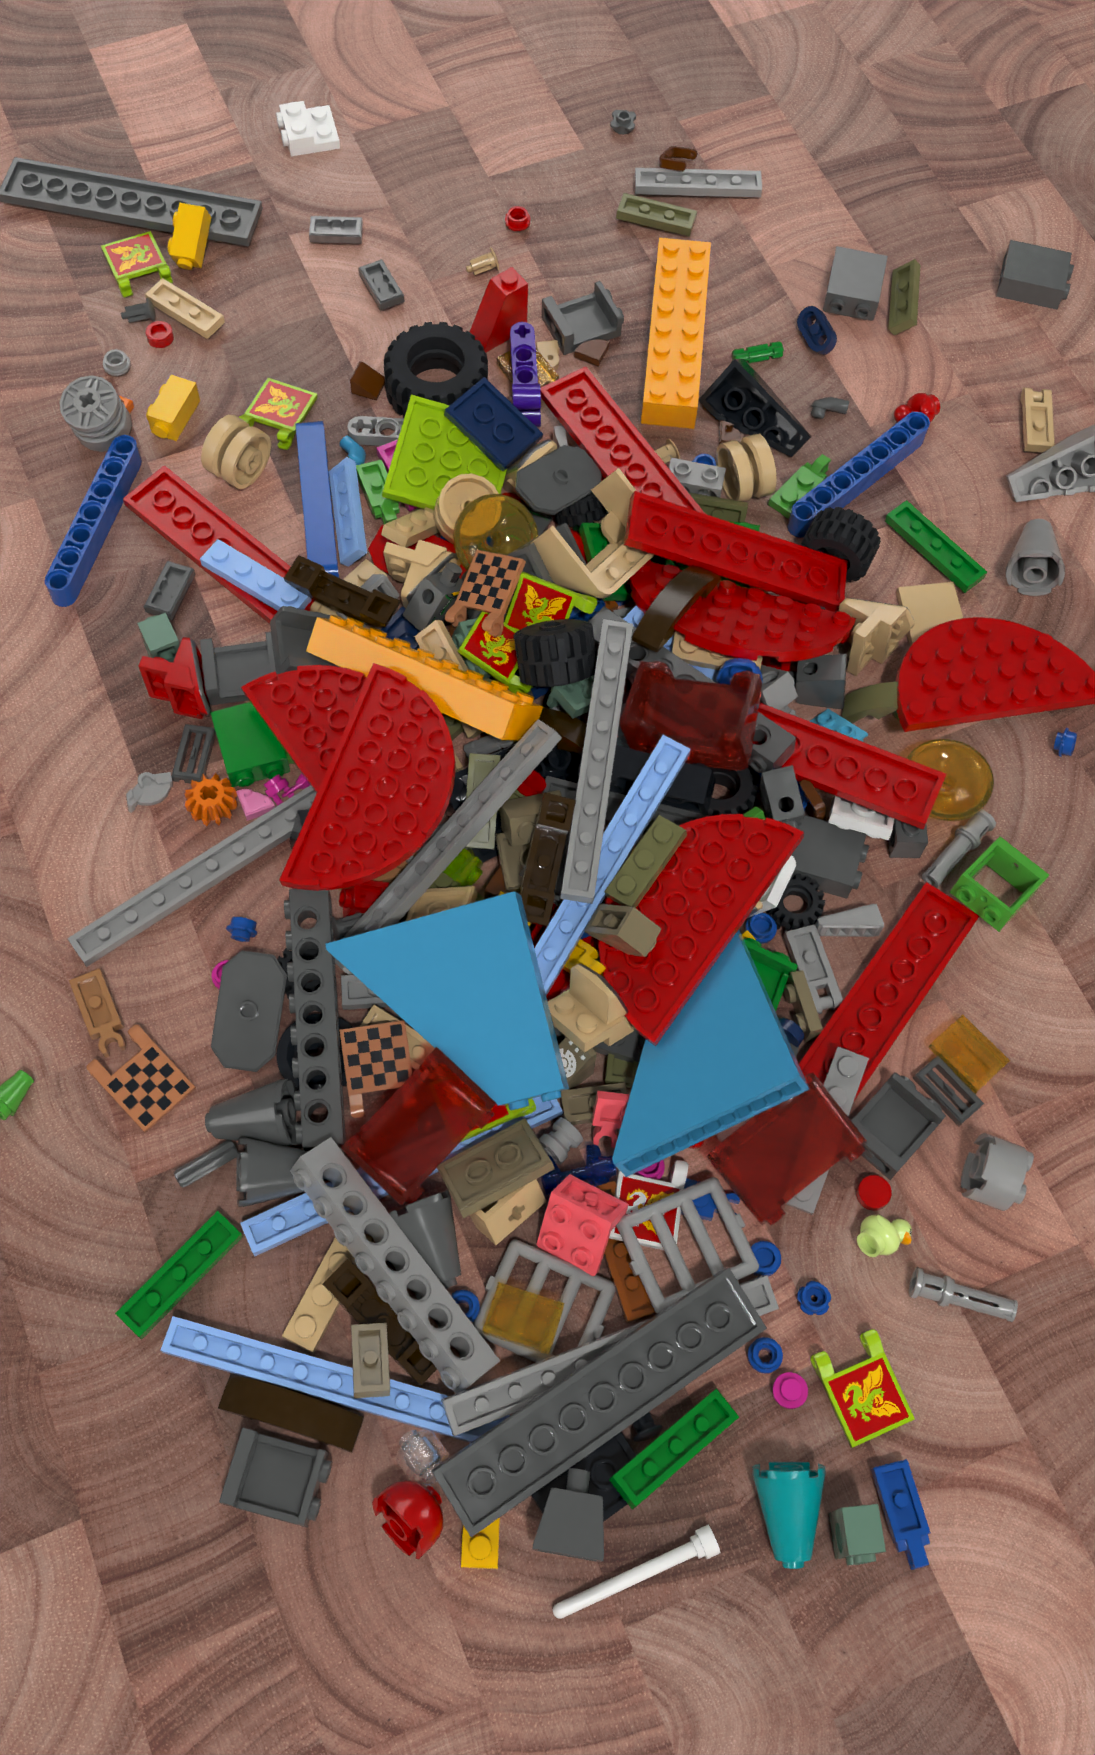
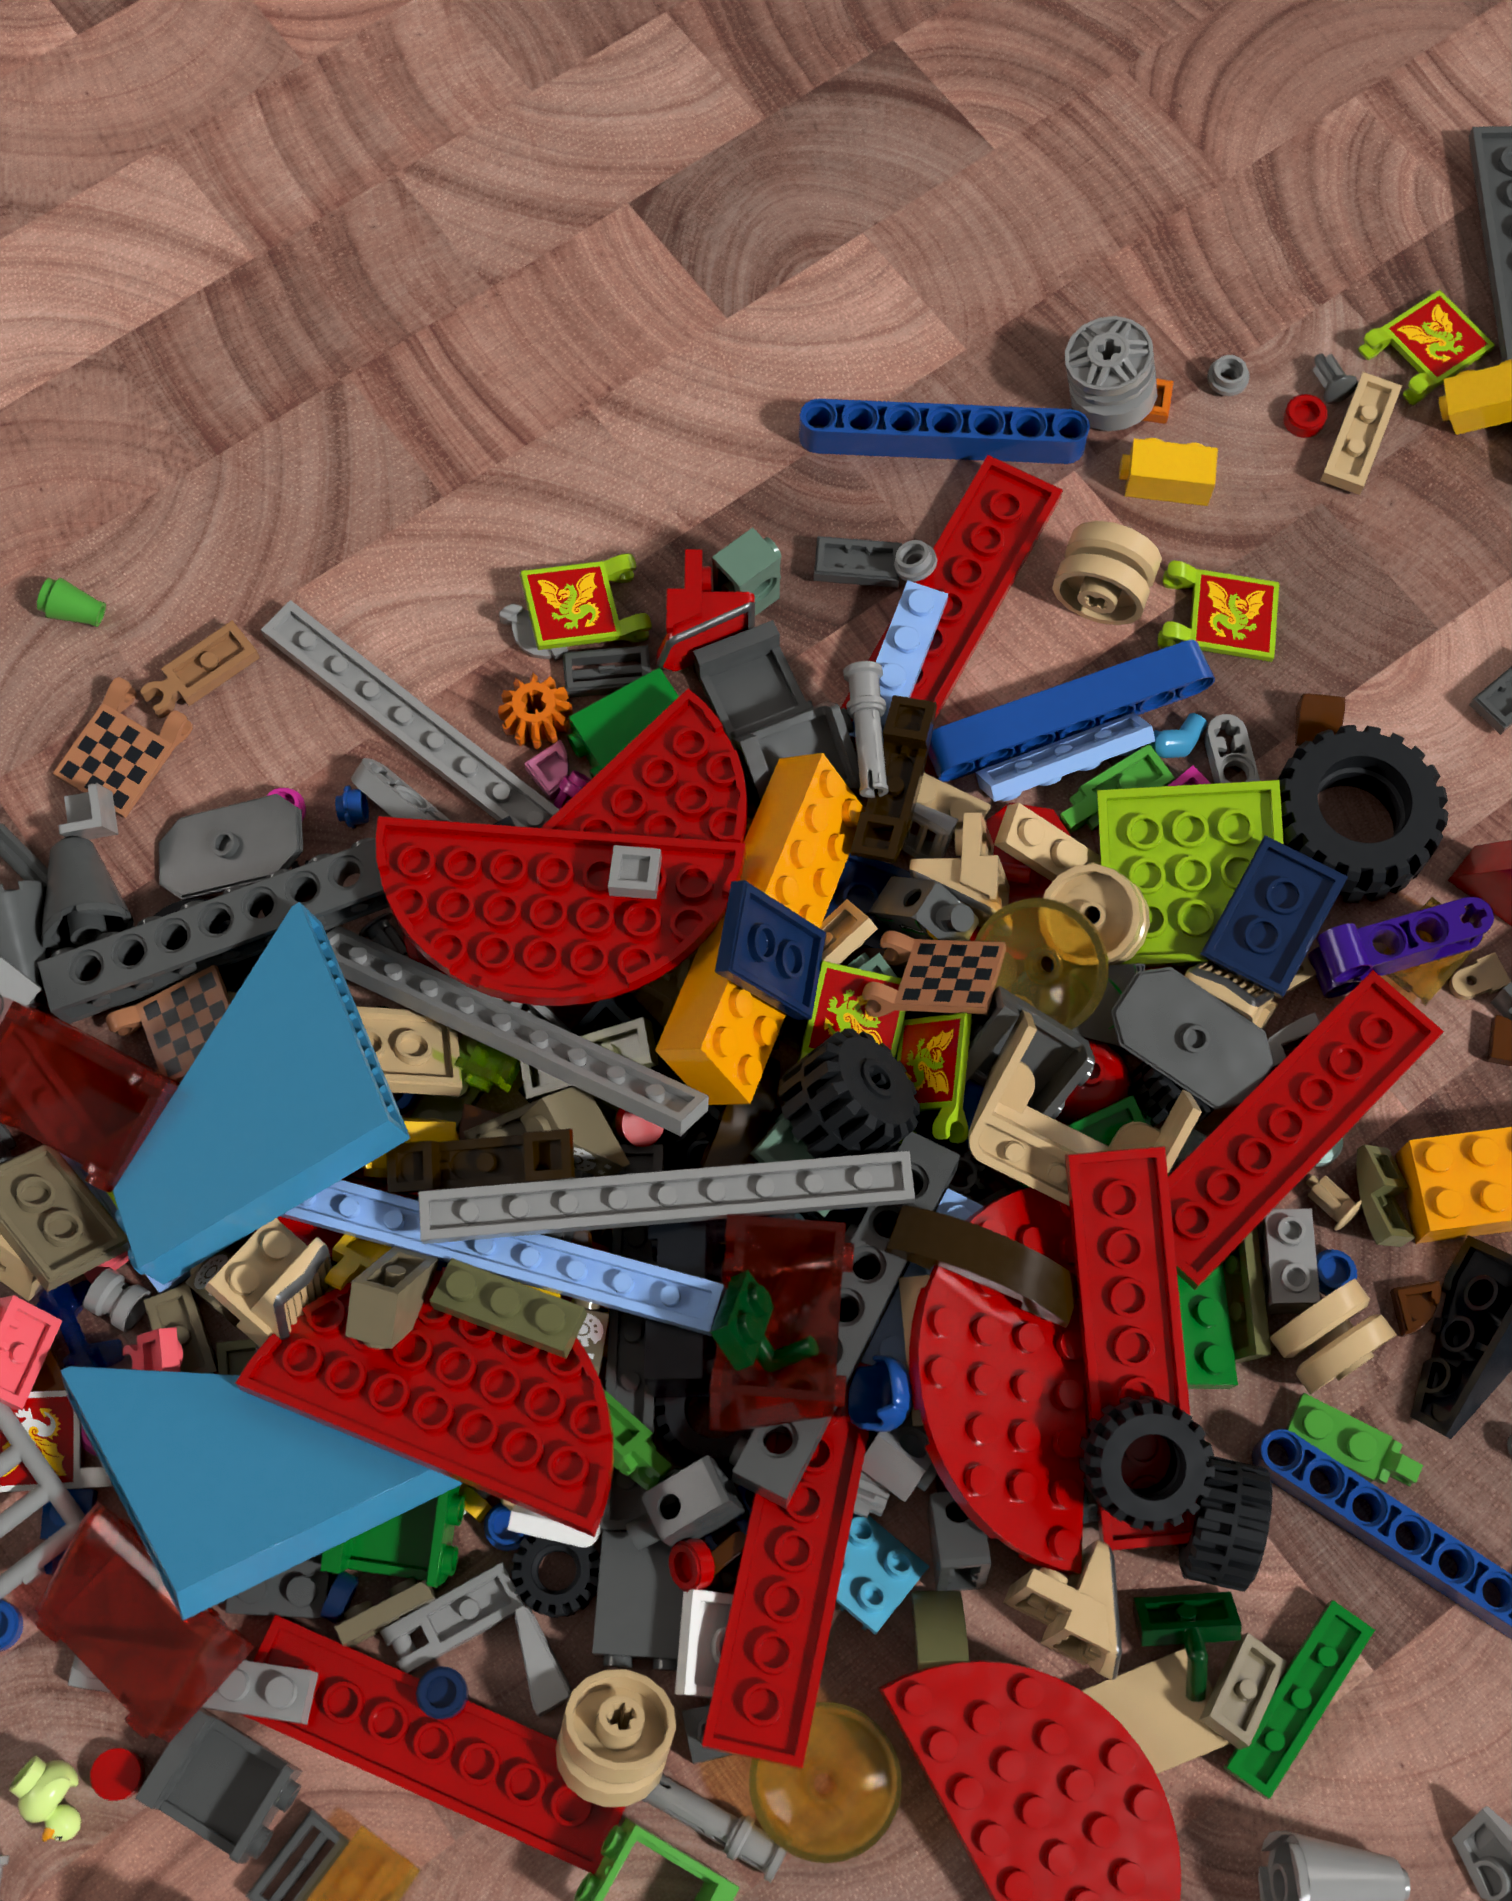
camera: 80 degrees right, 5 degrees up
(140, 758) = (577, 605): none -> flag
(180, 549) = (915, 560): none -> light grey plate
(189, 1104) = (90, 814): none -> light grey panel
(248, 896) = (393, 793): none -> light grey beam
(289, 594) = (865, 709): none -> light grey pin
(377, 723) = (634, 872): none -> light grey plate
(453, 661) = (770, 951): none -> dark blue tile
(659, 429) = (1378, 1185): none -> olive slope
(699, 721) = (742, 1326): none -> dark green plate
(807, 560) = (1180, 1485): none -> black tyre
(816, 812) = (691, 1564): none -> red tile
(860, 978) = (442, 1693): none -> dark blue tile
(887, 578) = (1191, 1622): none -> dark green plate
(906, 881) = (615, 1738): none -> tan wheel
(928, 568) = (1243, 1691): none -> dark tan plate

